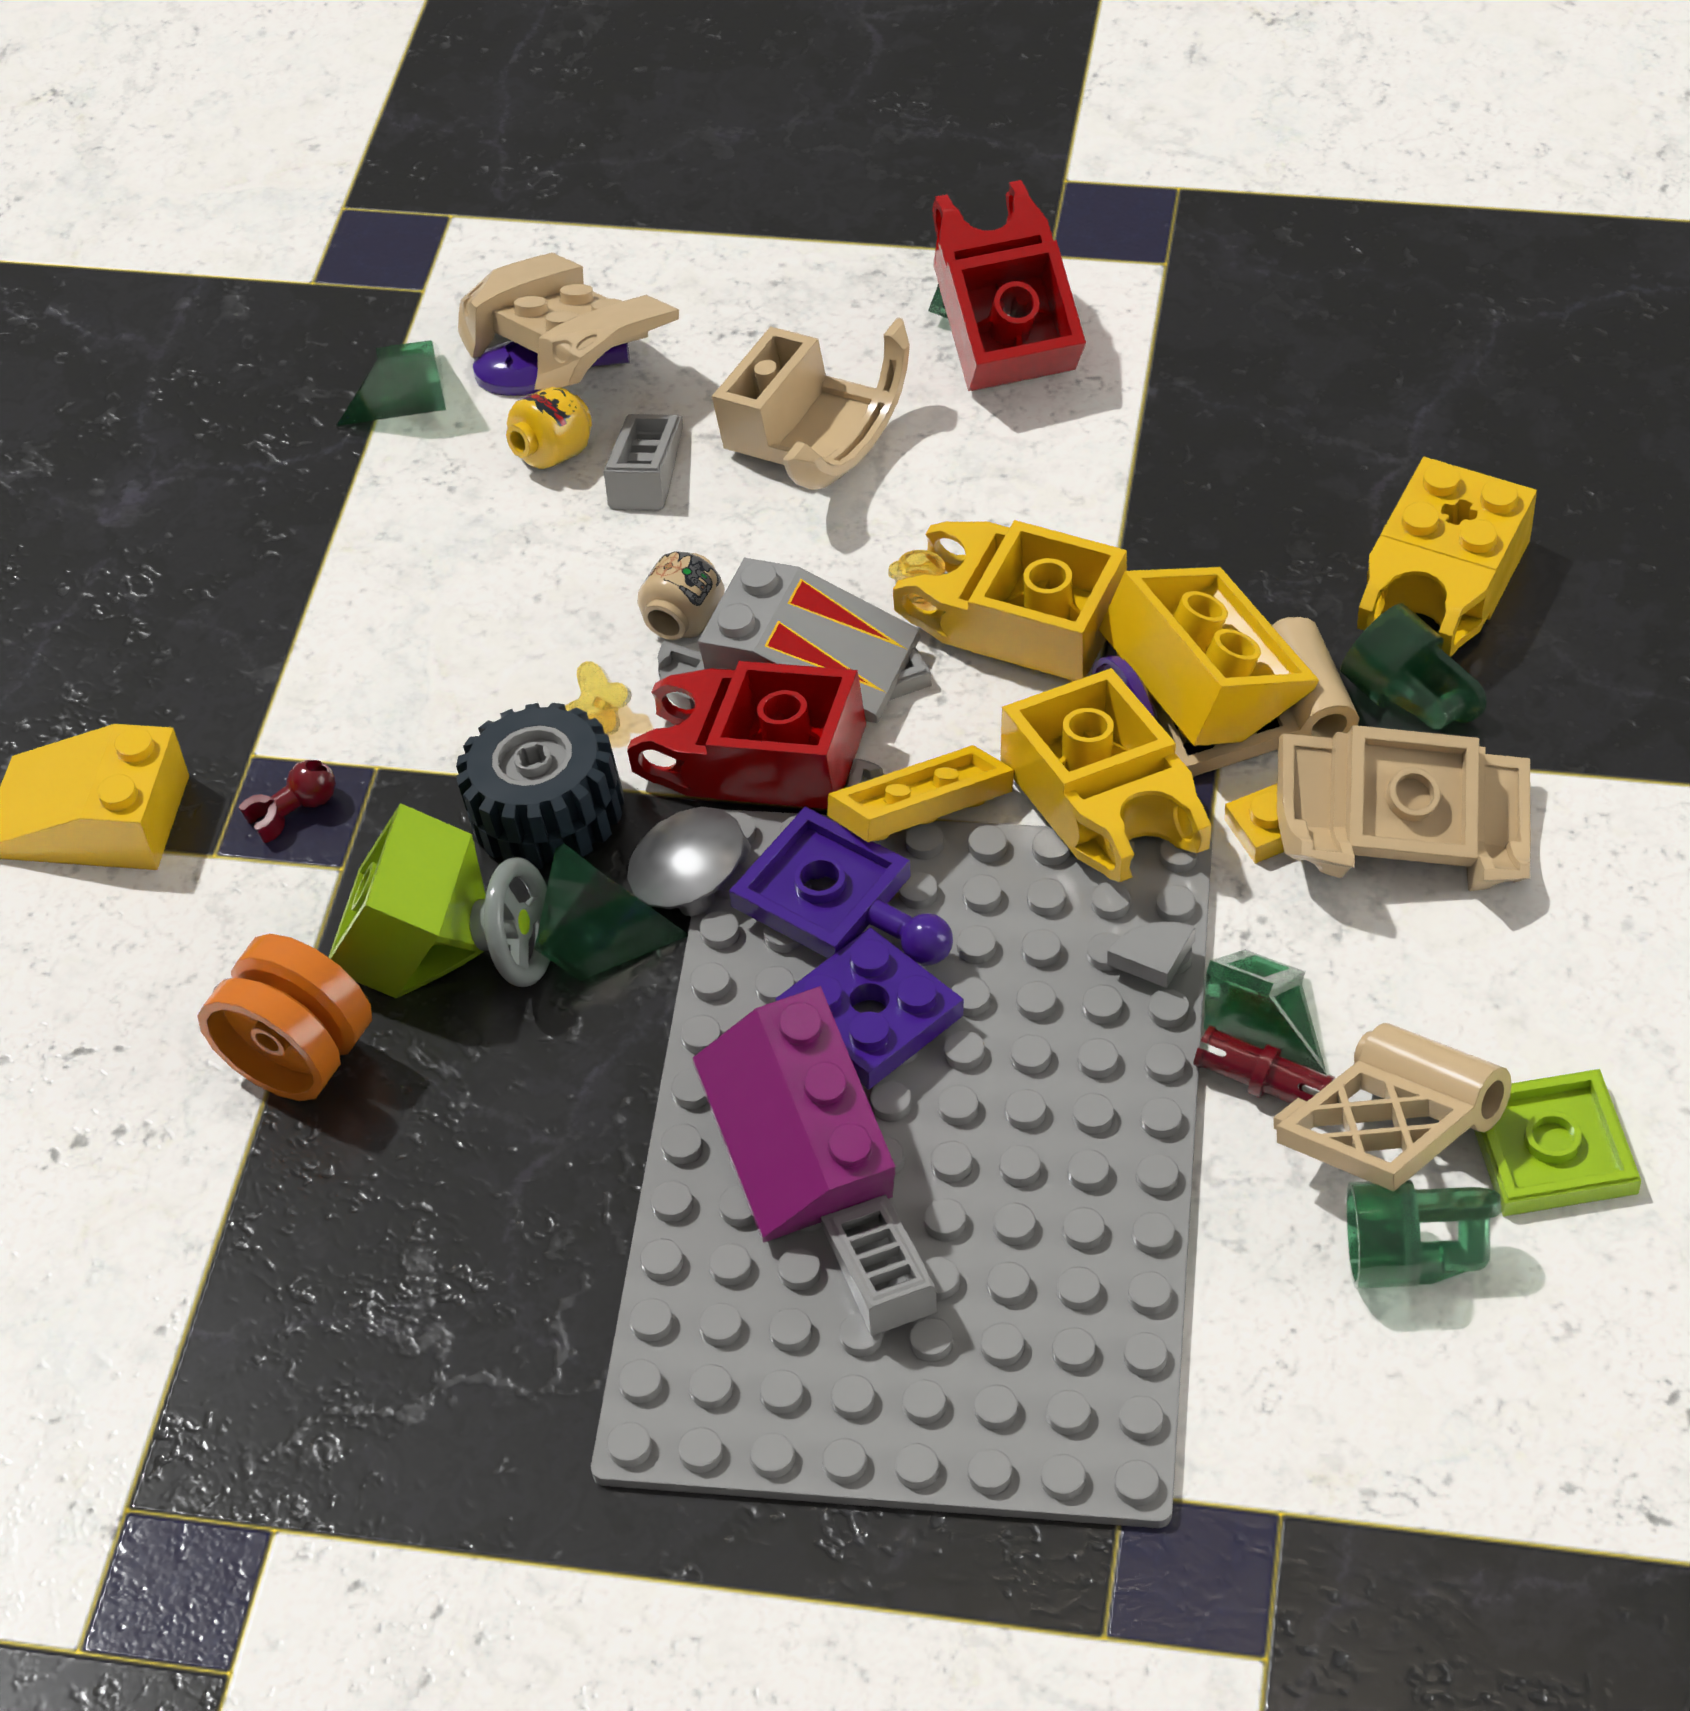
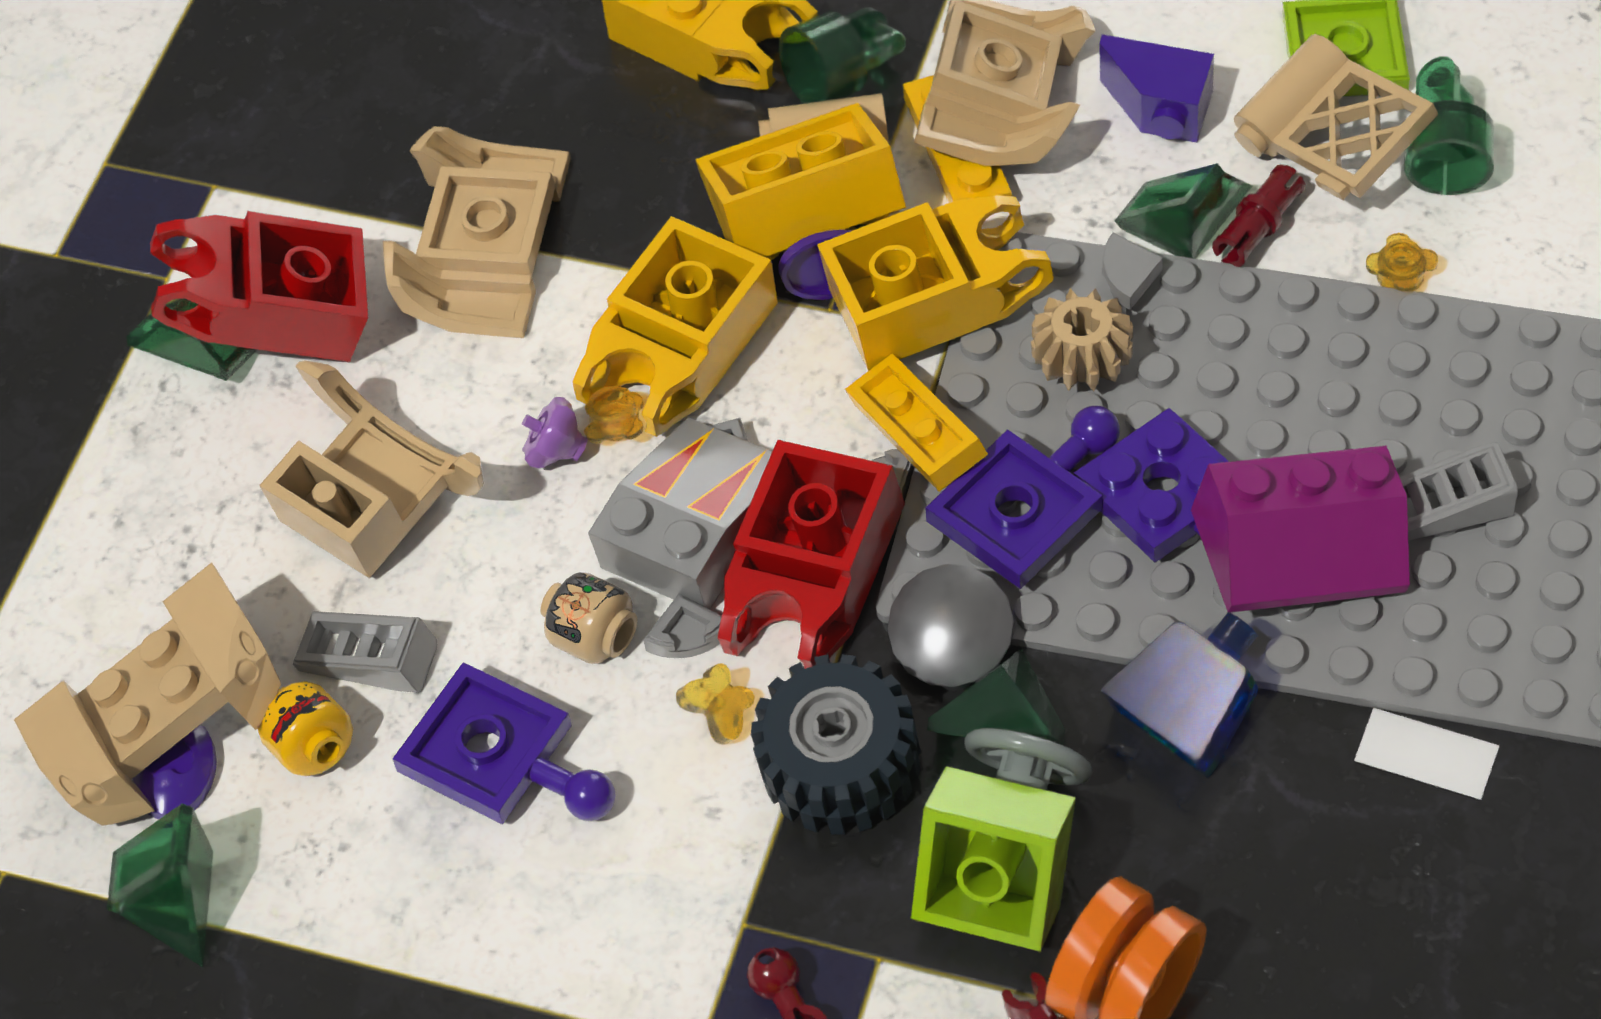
camera: 80 degrees left, 5 degrees up
(554, 577) = (499, 777): none -> dark purple plate
(580, 1288) = (1427, 753): none -> white sticker
(607, 1052) = (1189, 690): none -> clear blue torso
(885, 535) = (553, 435): none -> medium lavender piece
(1039, 912) = (1082, 339): none -> tan gear
(1133, 440) = (477, 234): none -> tan piece
(1216, 1229) = (1401, 263): none -> clear yellow plate
(1427, 960) = (1158, 85): none -> dark purple slope

